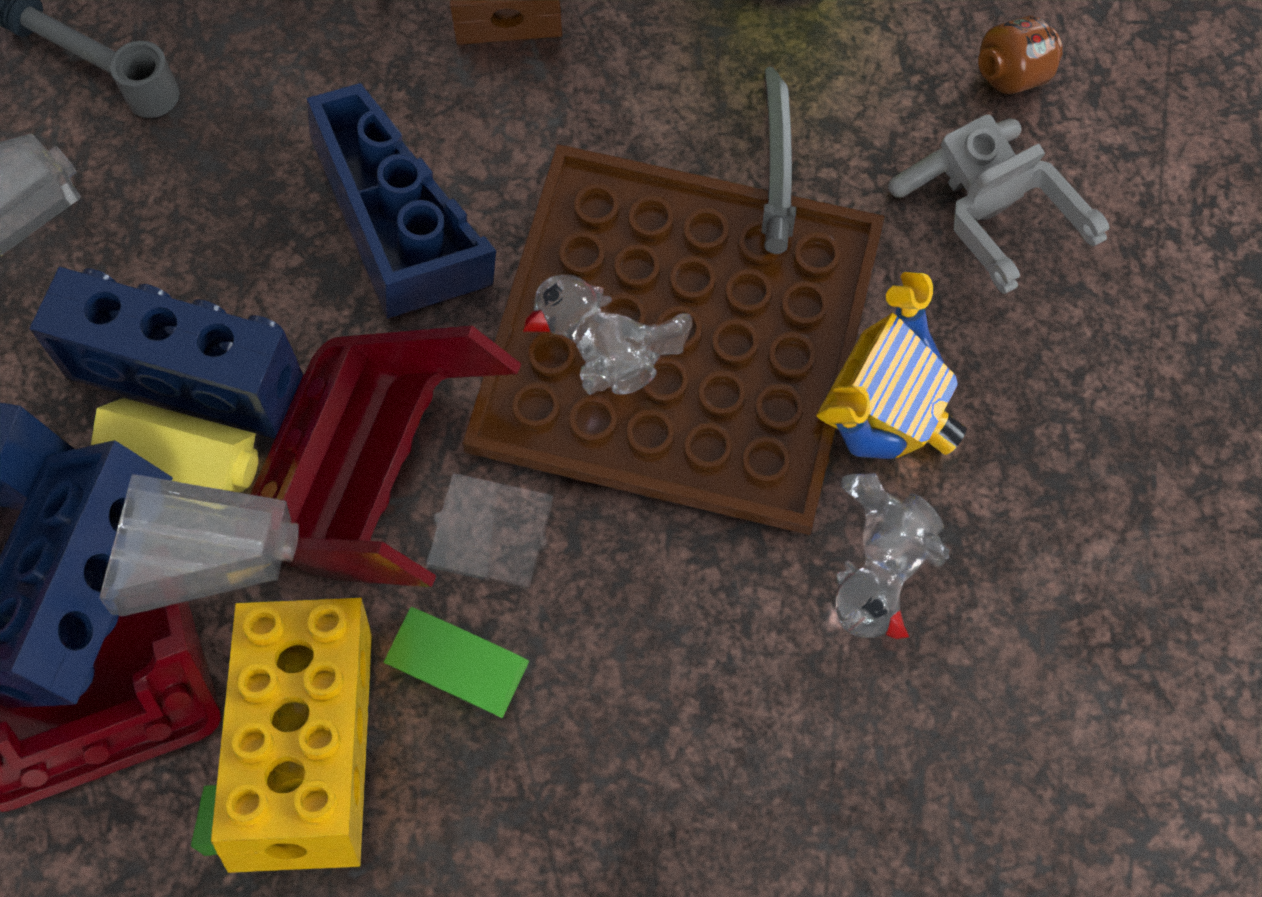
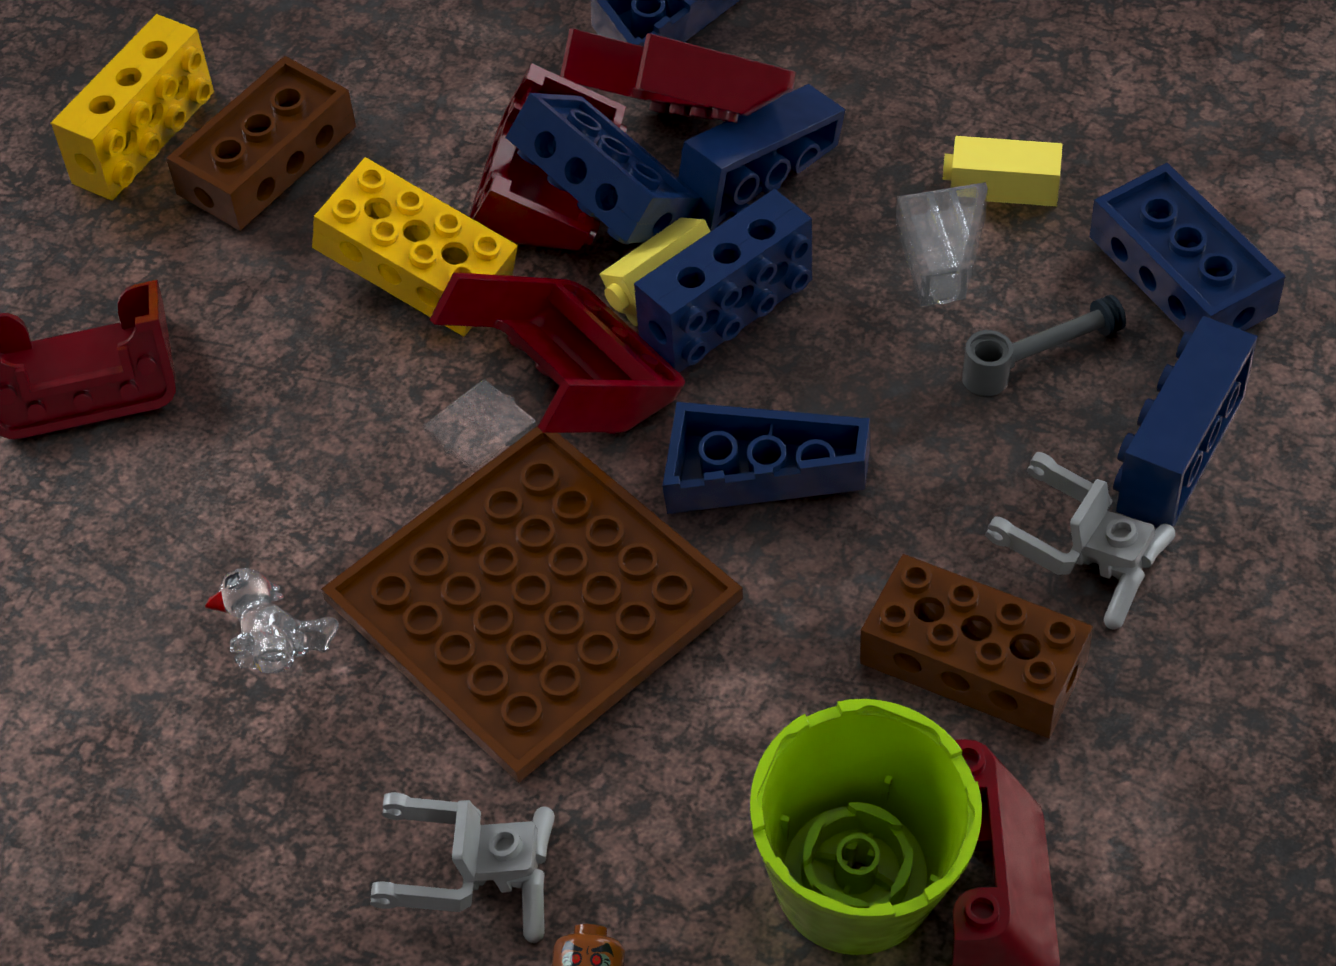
camera: 125 degrees right, 15 degrees down
(192, 544) = (555, 216): clear slope -> none
(456, 661) = (391, 360): bright green slope -> none
(612, 345) = (536, 517): clear animal -> none
(778, 213) = (562, 686): dark grey sword -> none
(895, 383) = (367, 676): torso -> none

